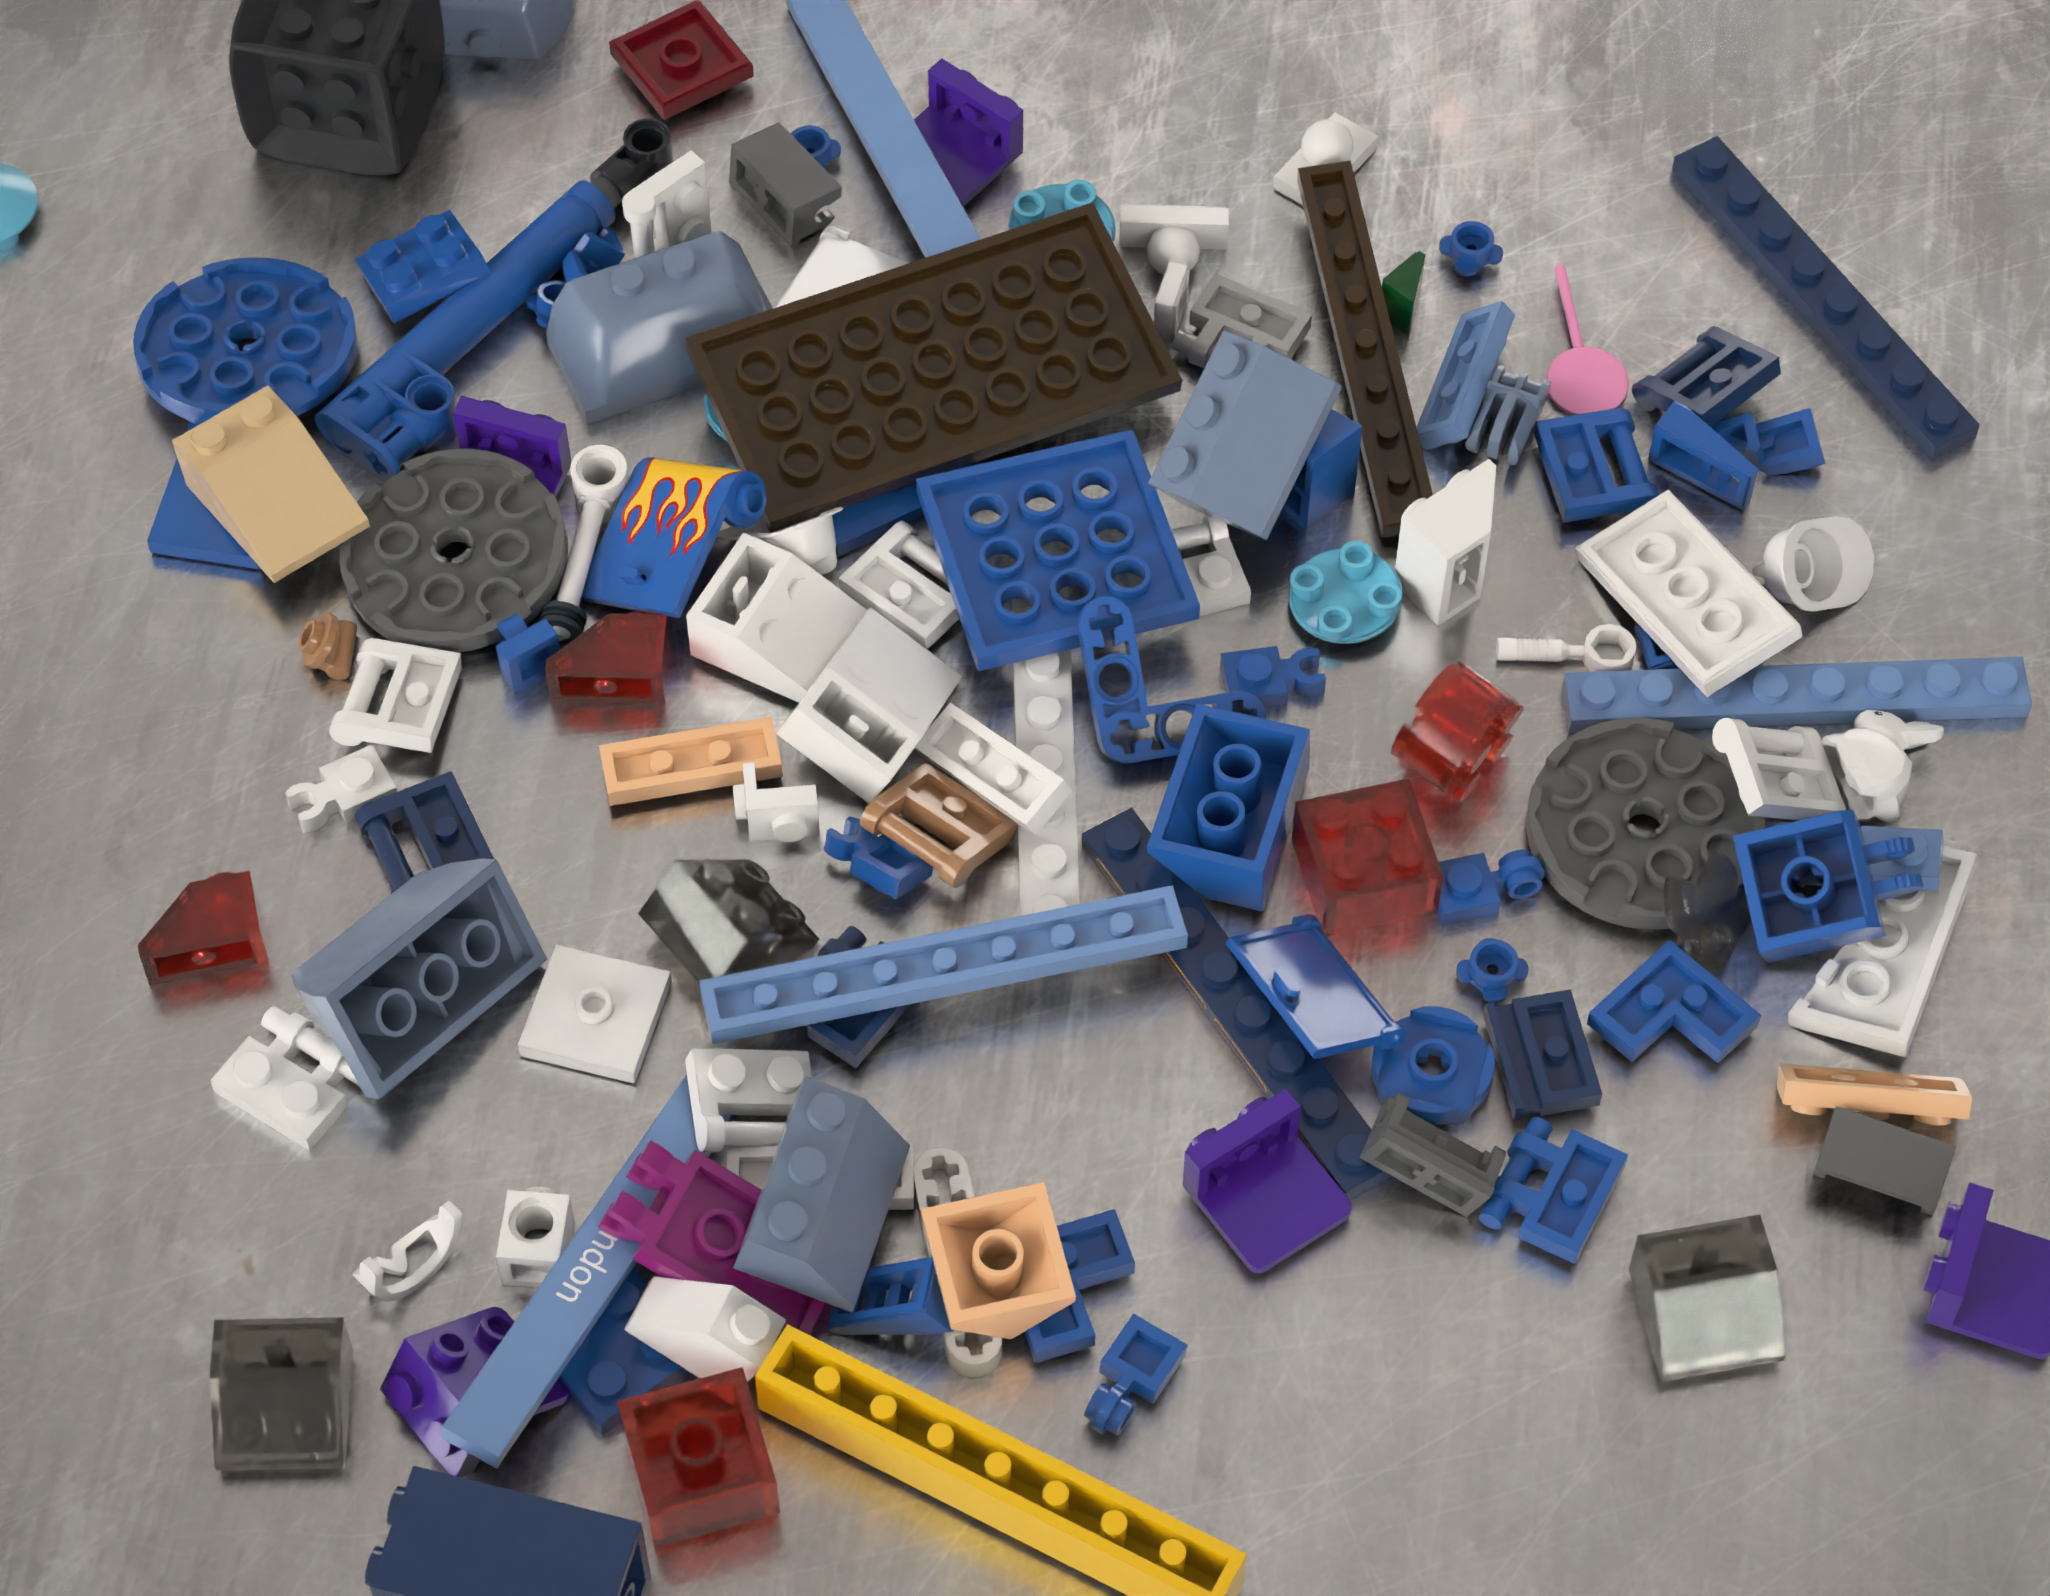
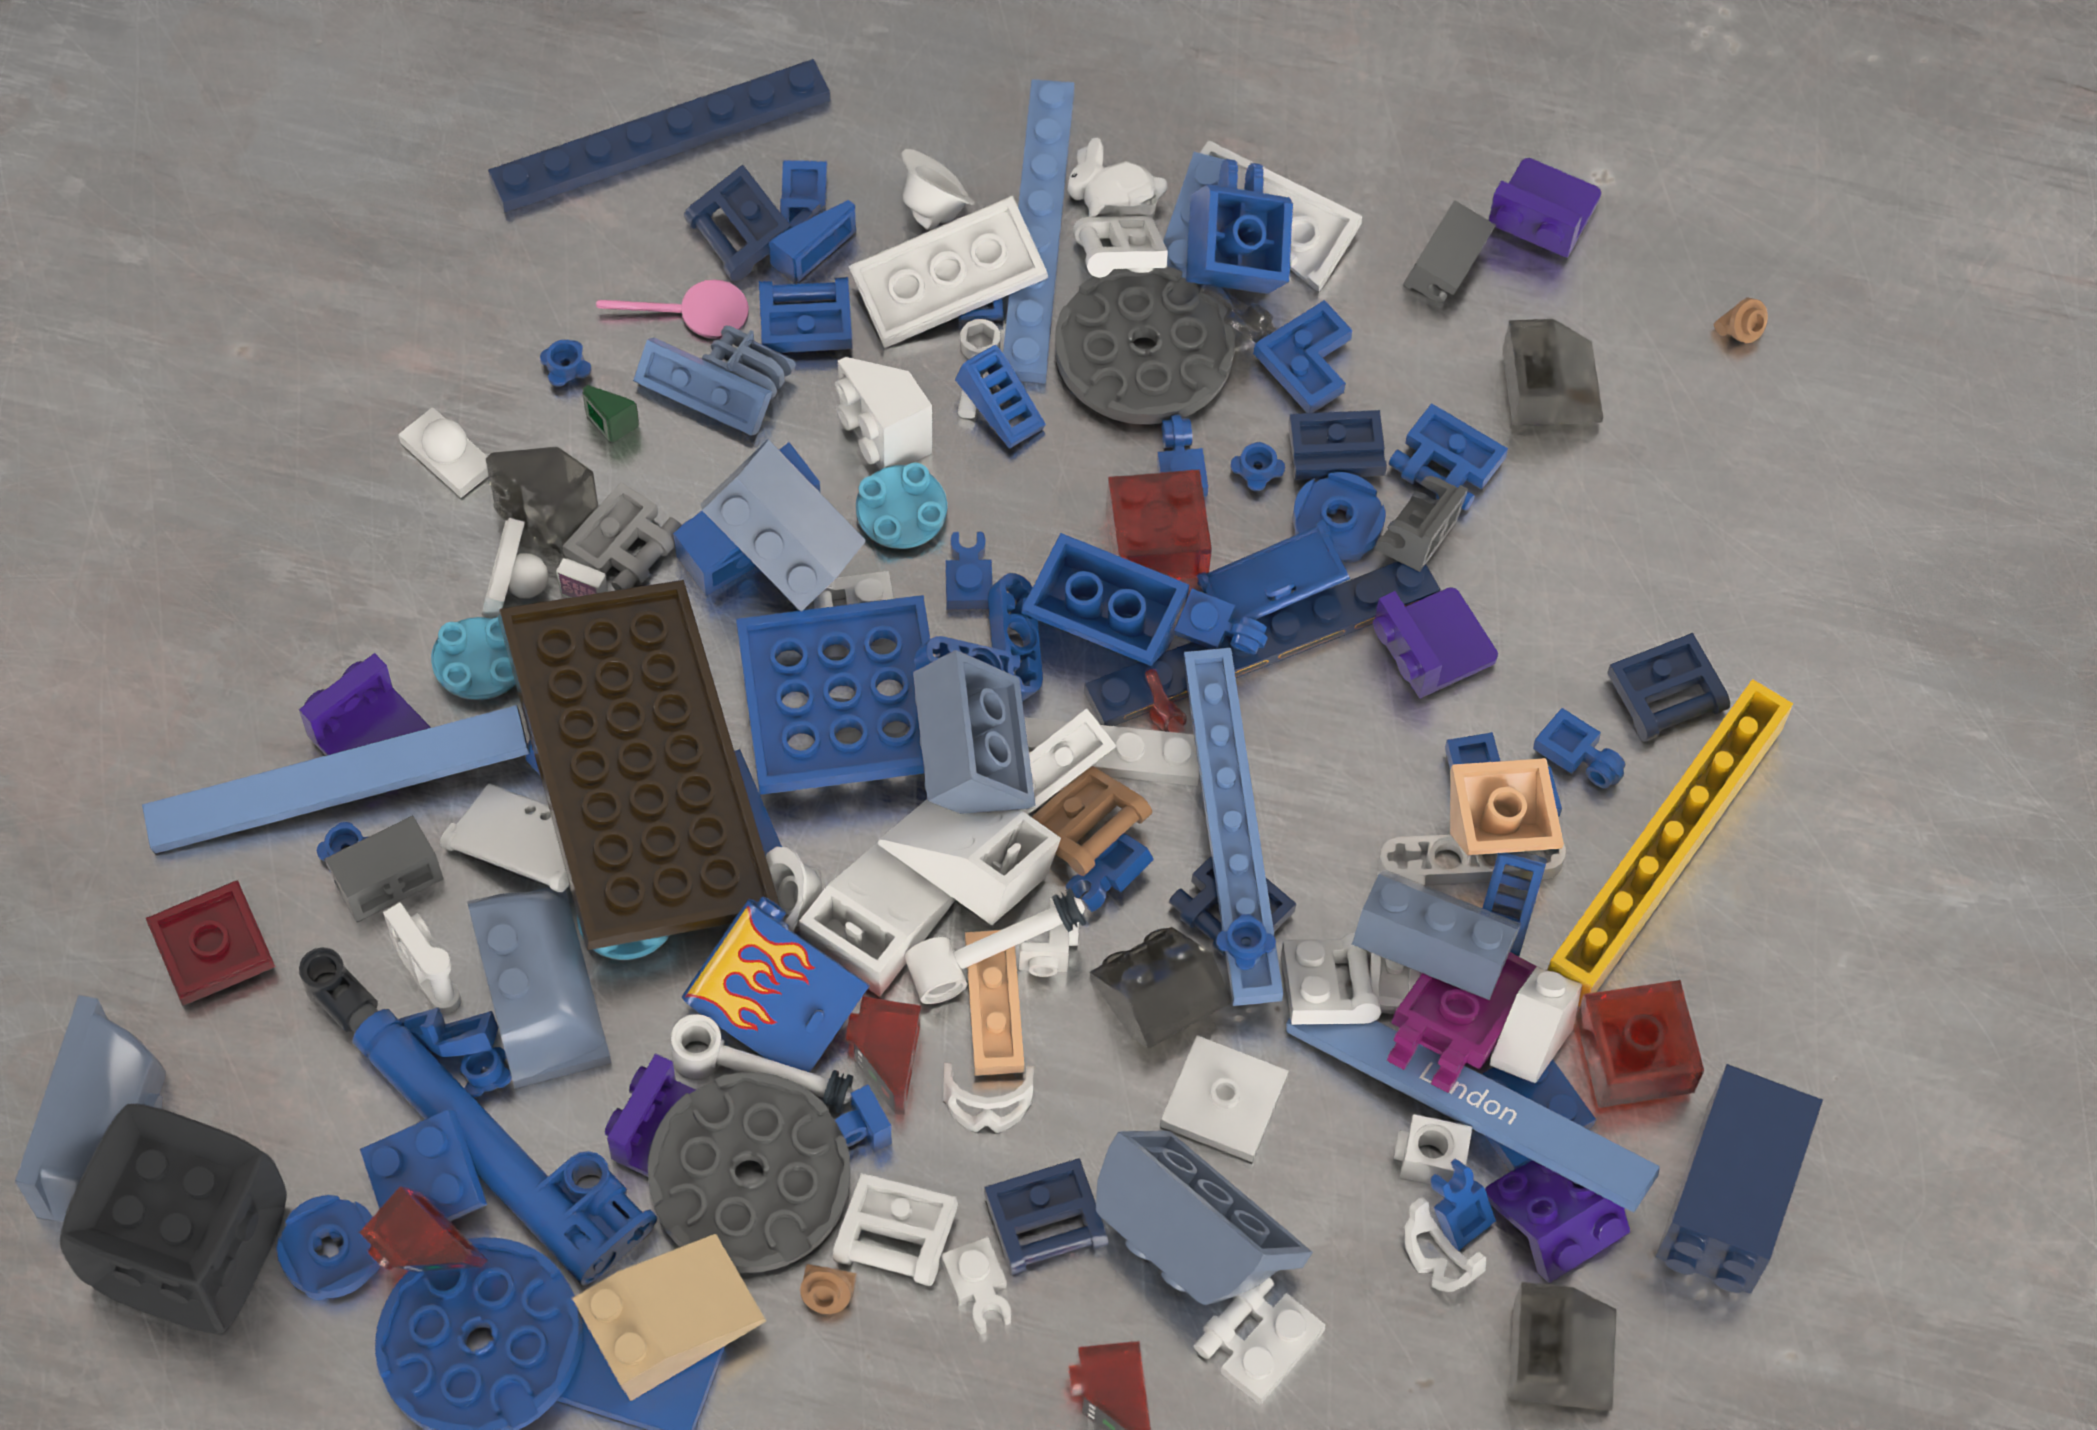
camera: 85 degrees left, 5 degrees up
(339, 256) = (417, 1236): none -> clear red slope
(346, 235) = (324, 1275): none -> blue plate
(455, 1266) = (1465, 1206): none -> blue plate
(549, 769) = (987, 1117): none -> white helmet
(725, 696) = (939, 968): none -> white piece
(768, 962) = (1249, 928): none -> blue plate
(899, 590) = (847, 827): white plate -> none
(1001, 665) = (973, 736): none -> sand blue slope
(1118, 883) = (1164, 708): none -> clear red hand
(1225, 916) = (1208, 620): none -> blue plate
(1264, 232) = (544, 491): none -> clear smoke slope
(1267, 1471) = (1663, 673): none -> dark blue plate
(1364, 341) = (663, 446): dark brown plate -> none
(1456, 728) = (1059, 442): clear red brick -> none
(1553, 637) = (1003, 375): none -> blue slope
(1873, 1093) = (1391, 247): light nougat plate -> none
(1877, 1559) = (1744, 321): none -> medium nougat plate

